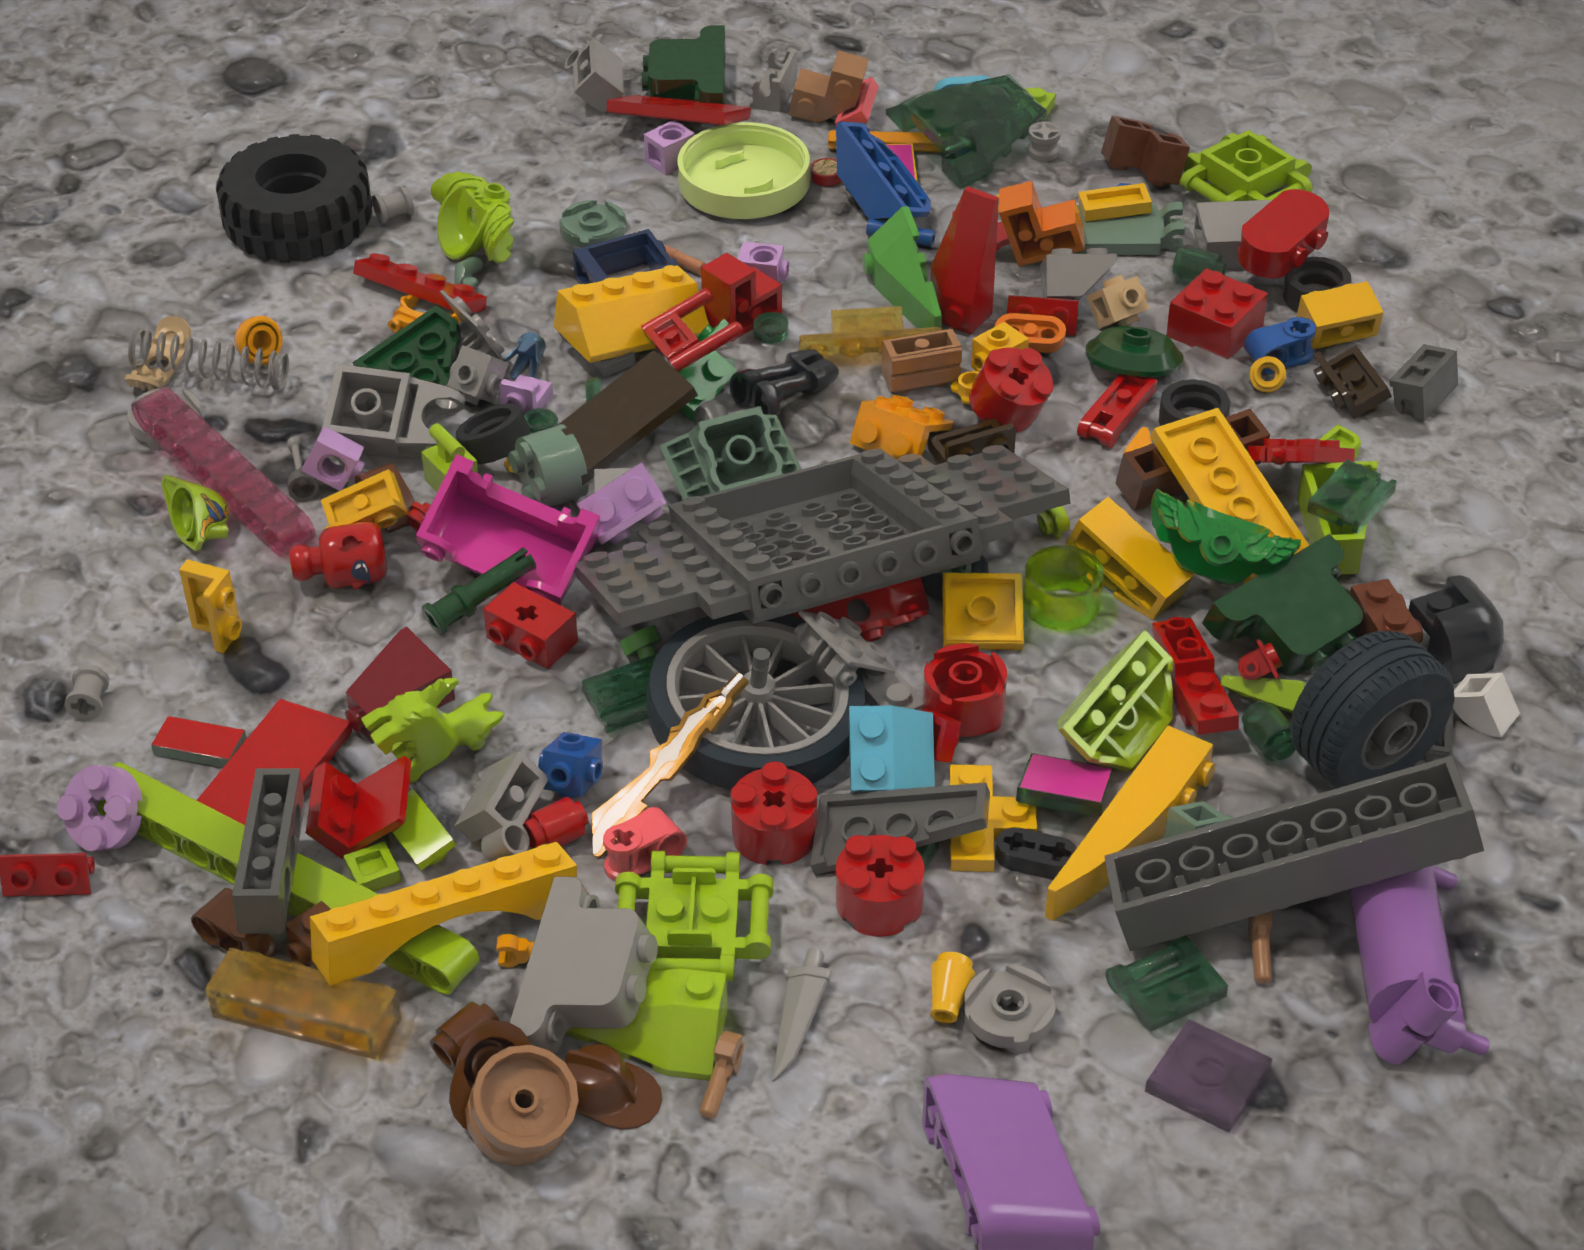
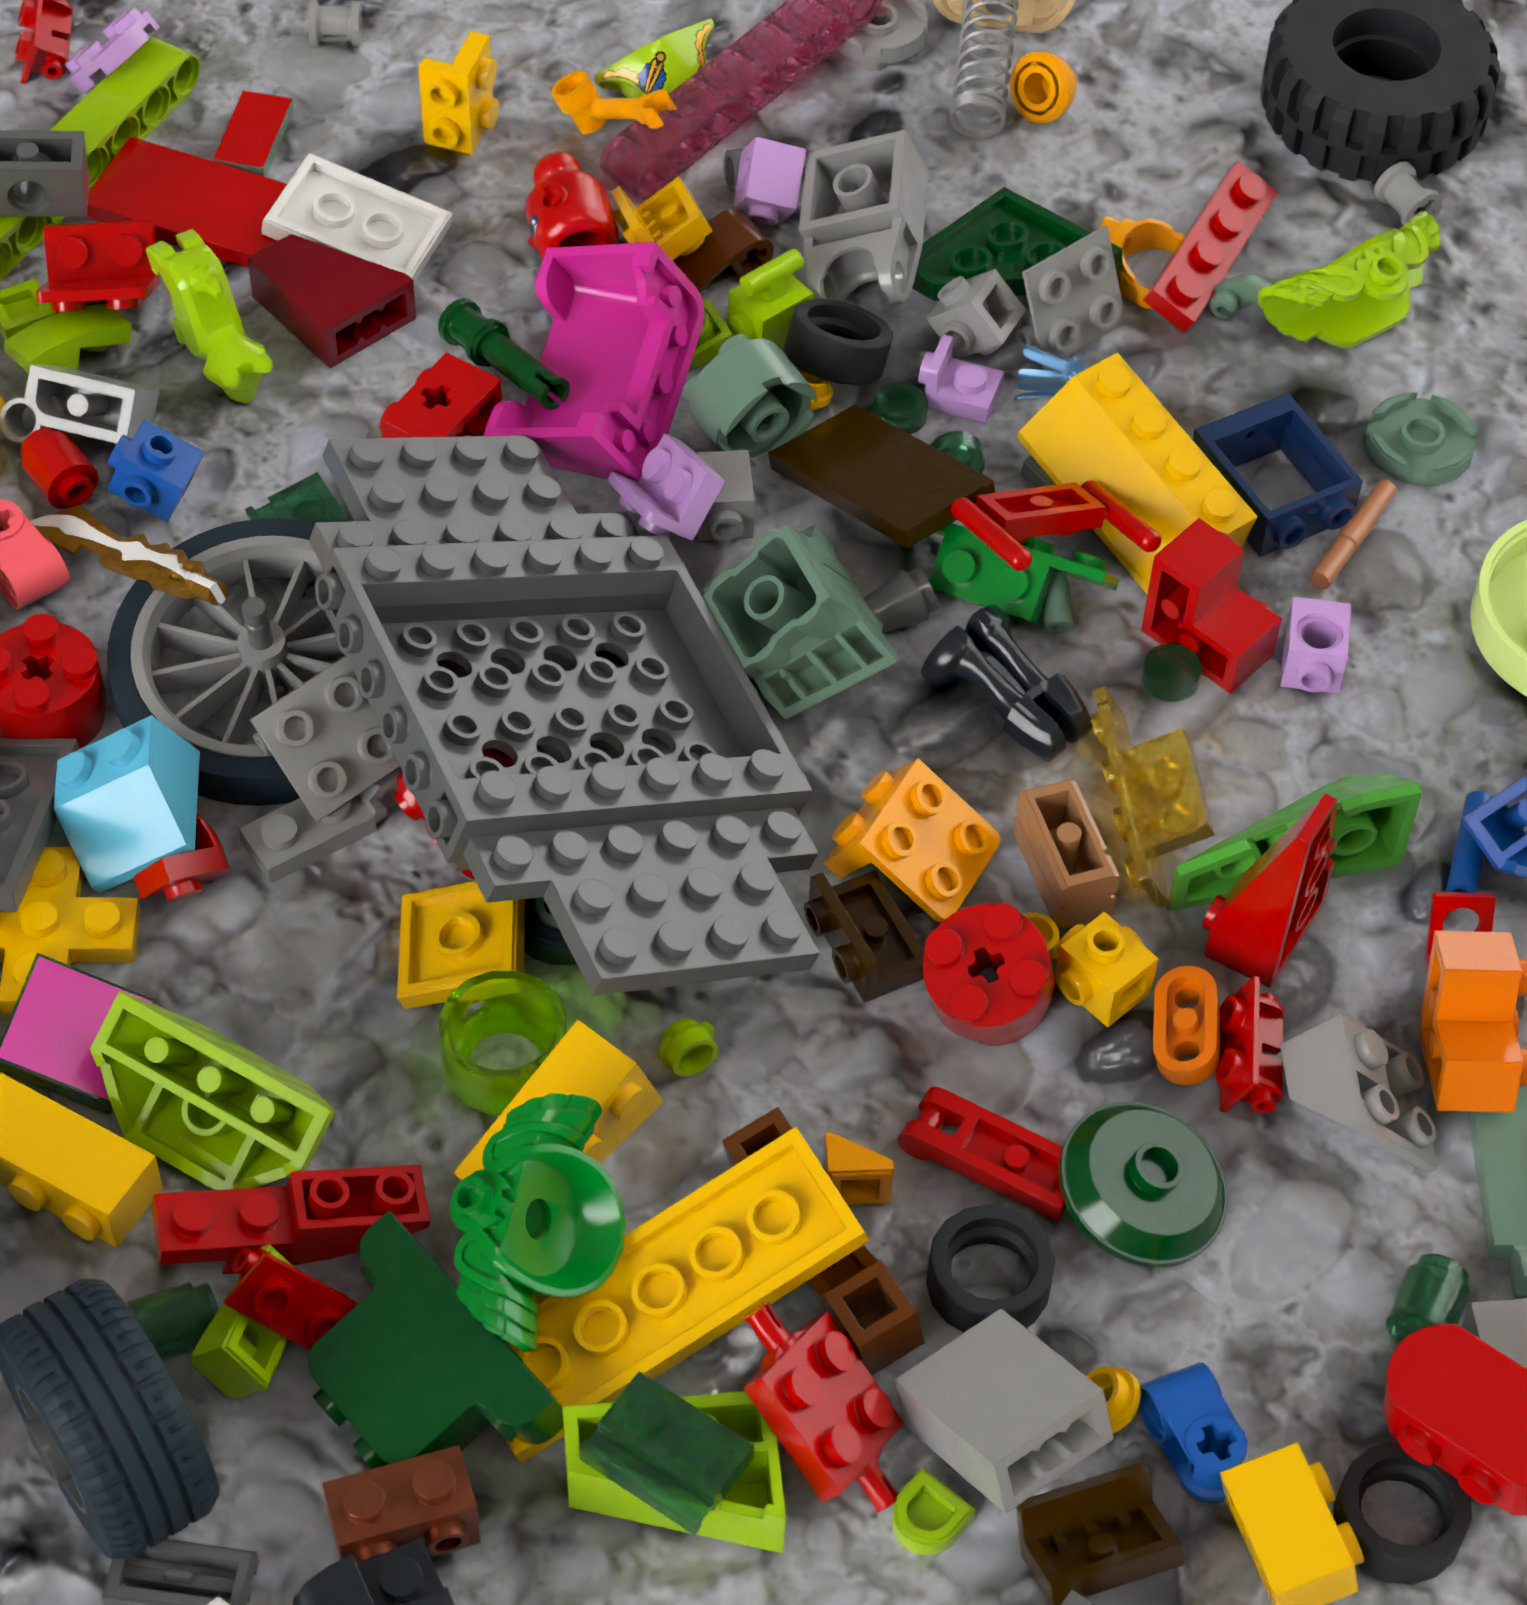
camera: 85 degrees right, 10 degrees up
(221, 551) = (579, 98): none -> light orange brick
(315, 676) = (357, 217): none -> white tile
(967, 687) = (265, 904): red brick -> none
(1118, 301) = (1278, 1156): tan brick -> none
(1216, 313) = (1270, 1319): red brick -> none
(1293, 393) = (1004, 1410): none -> light grey brick

